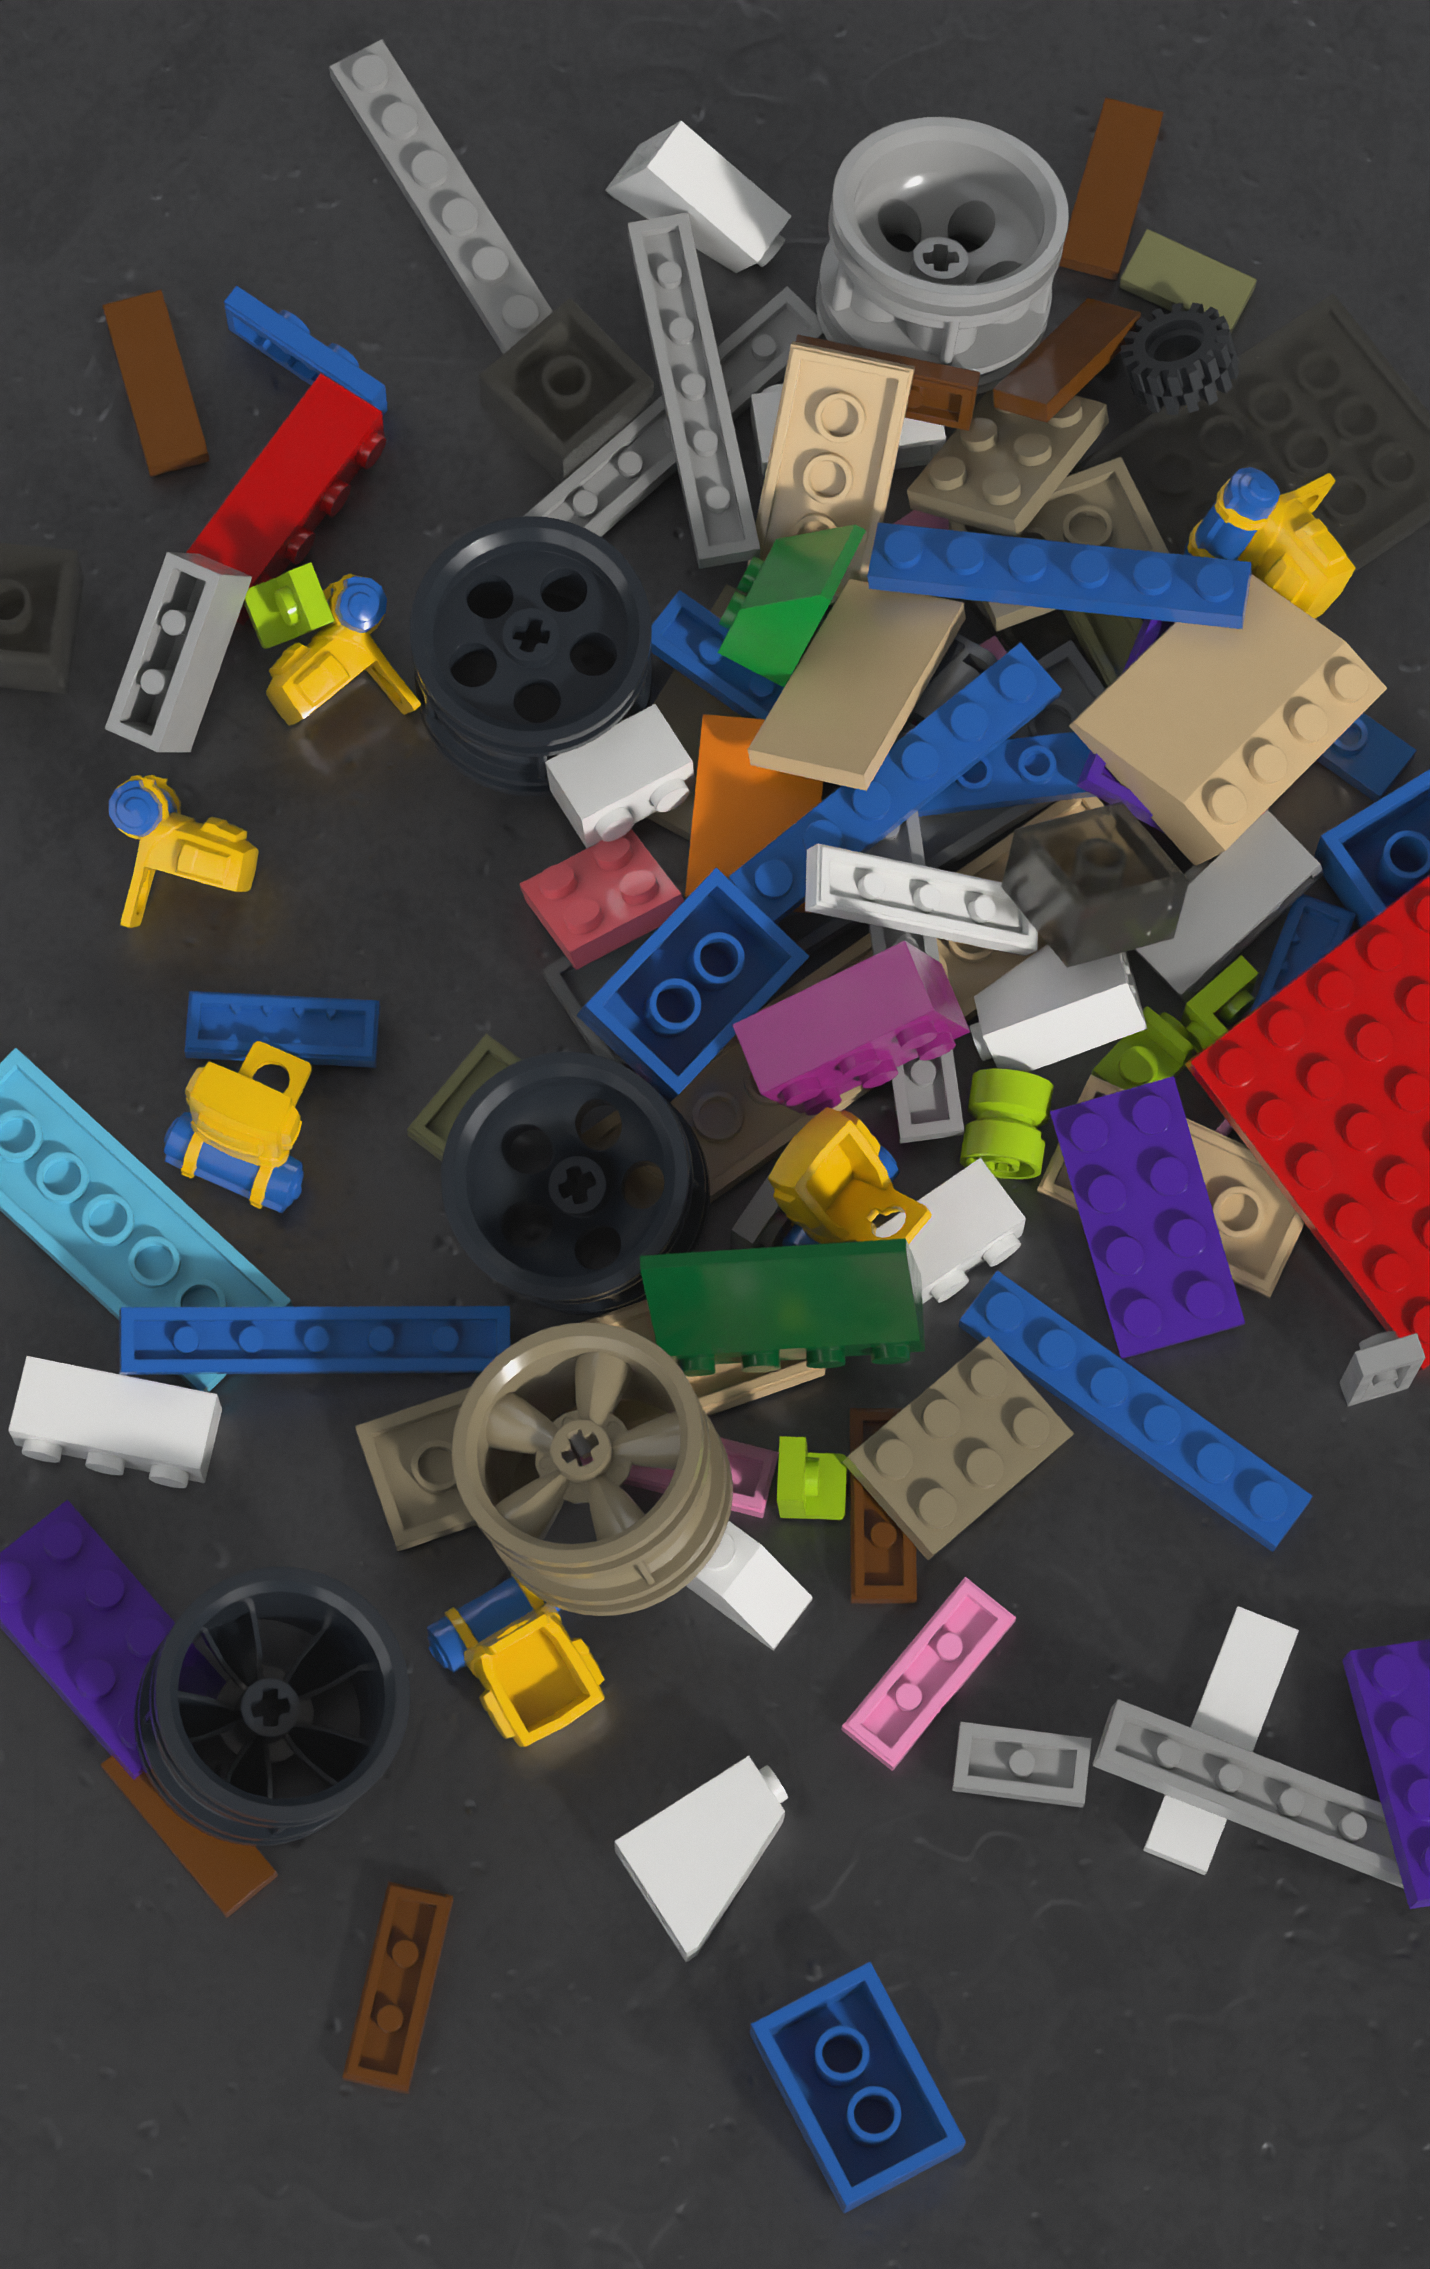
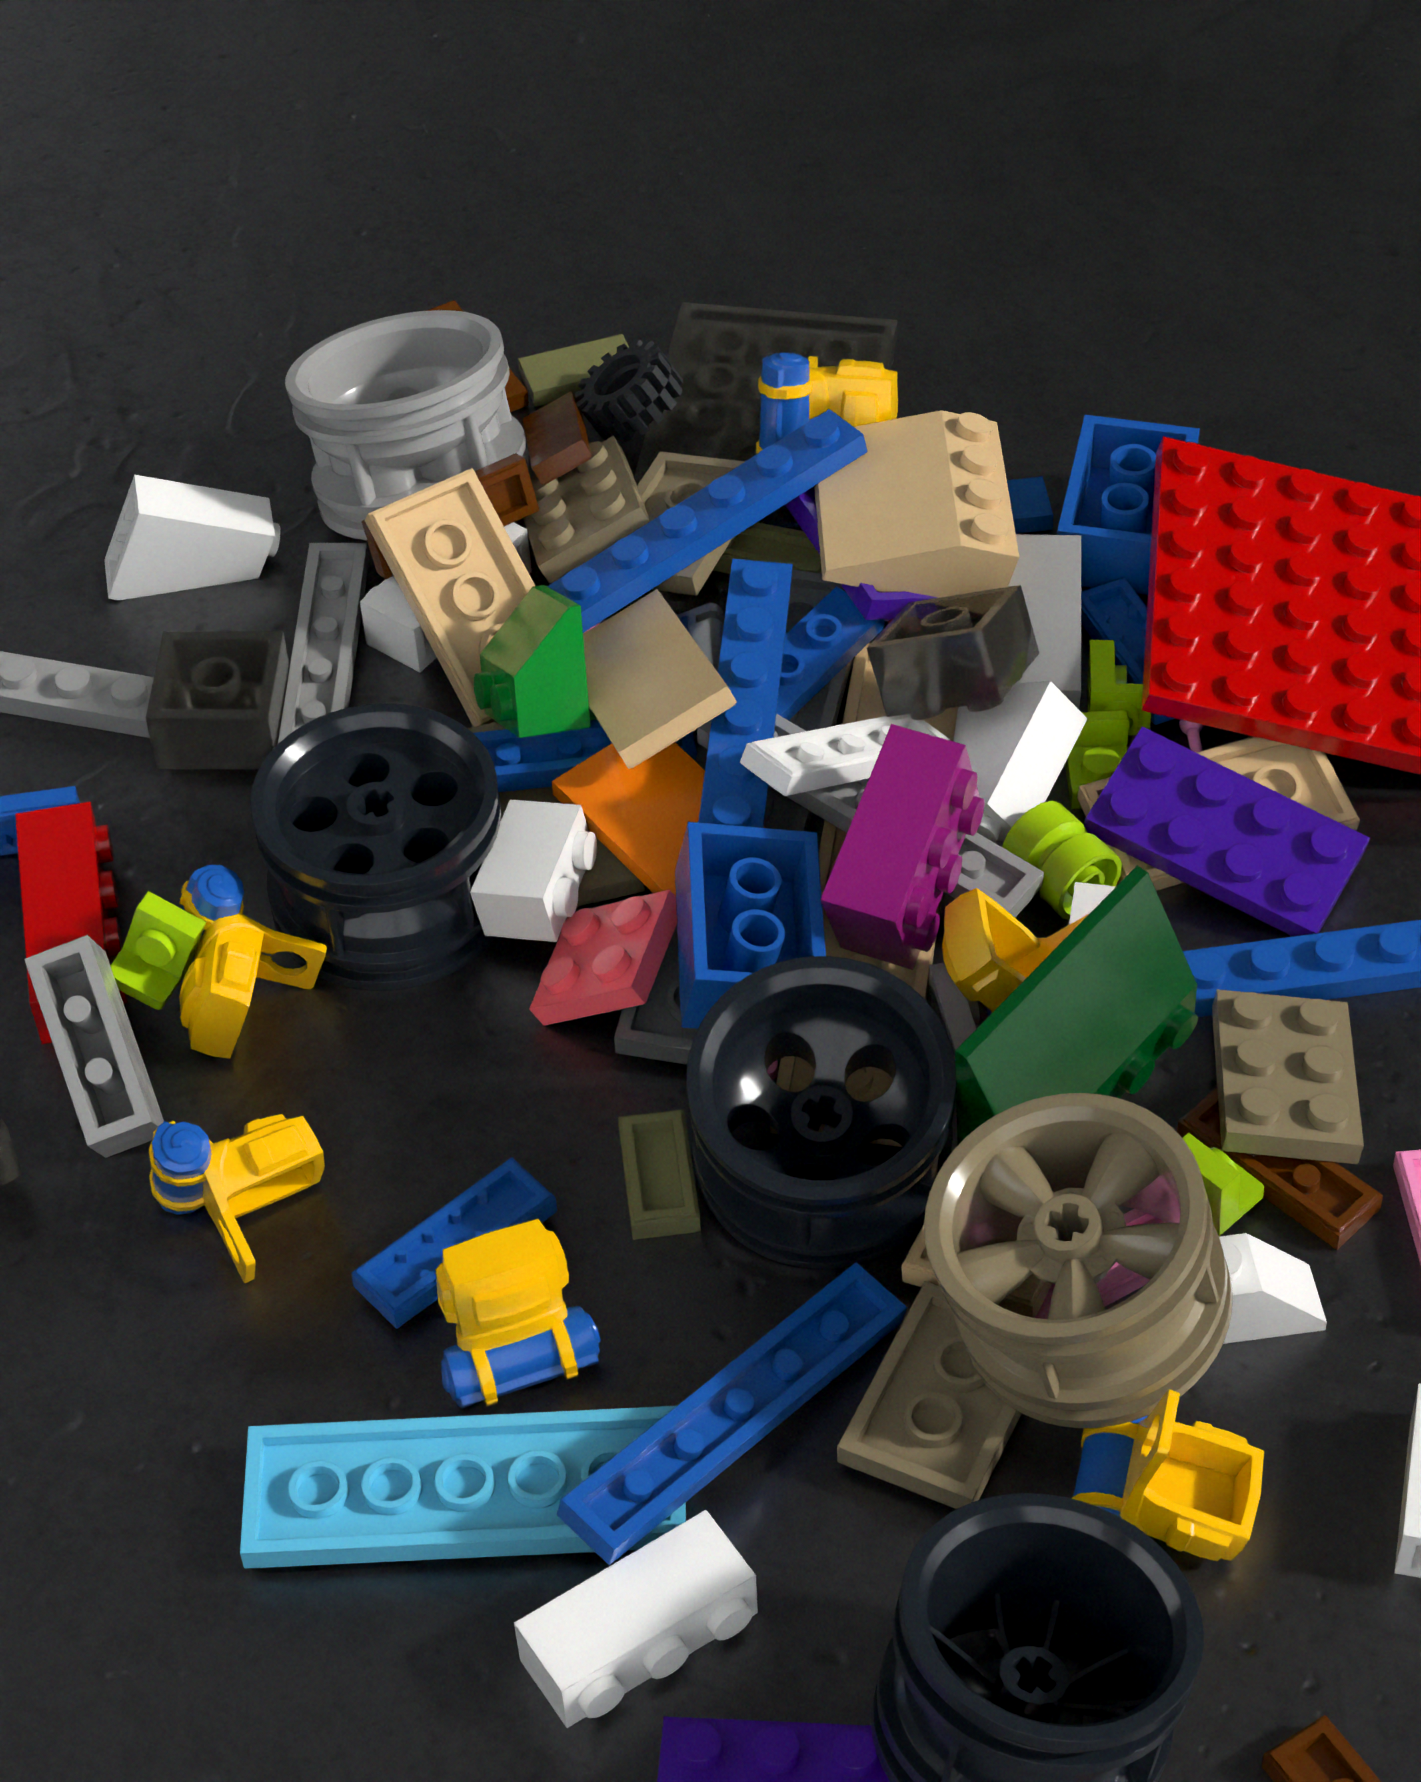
camera: 40 degrees left, 25 degrees down
(693, 391) = (316, 628): light grey plate -> none

